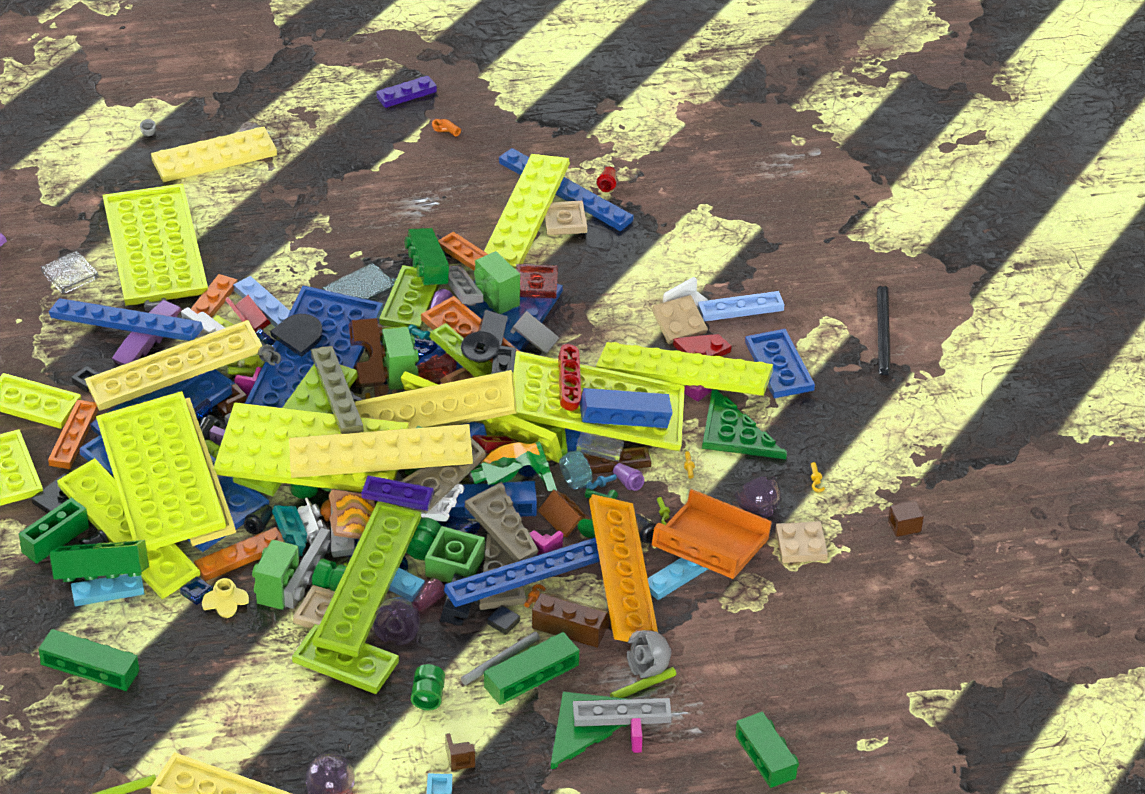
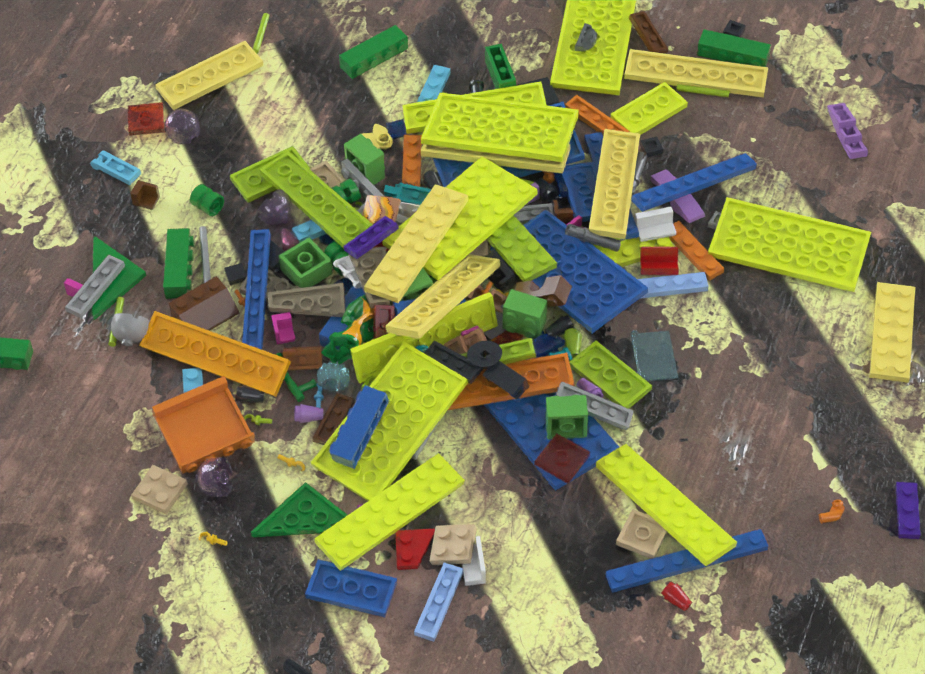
camera: 125 degrees right, 10 degrees up
(69, 272) = (789, 184): clear tile -> none
(99, 560) = (447, 76): green brick -> none
(264, 337) = (613, 250): clear blue tile -> none
(298, 333) = (593, 263): black tile -> none
(337, 390) = (501, 246): plate -> none
(427, 256) = (645, 399): green brick -> none
(461, 249) = (632, 433): orange plate -> none
(535, 333) = (500, 426): light grey hinge -> none
(571, 377) = (417, 401): red beam -> none
(600, 446) = (341, 409): clear tile -> none
(905, 518) = (119, 563): reddish brown panel -> none

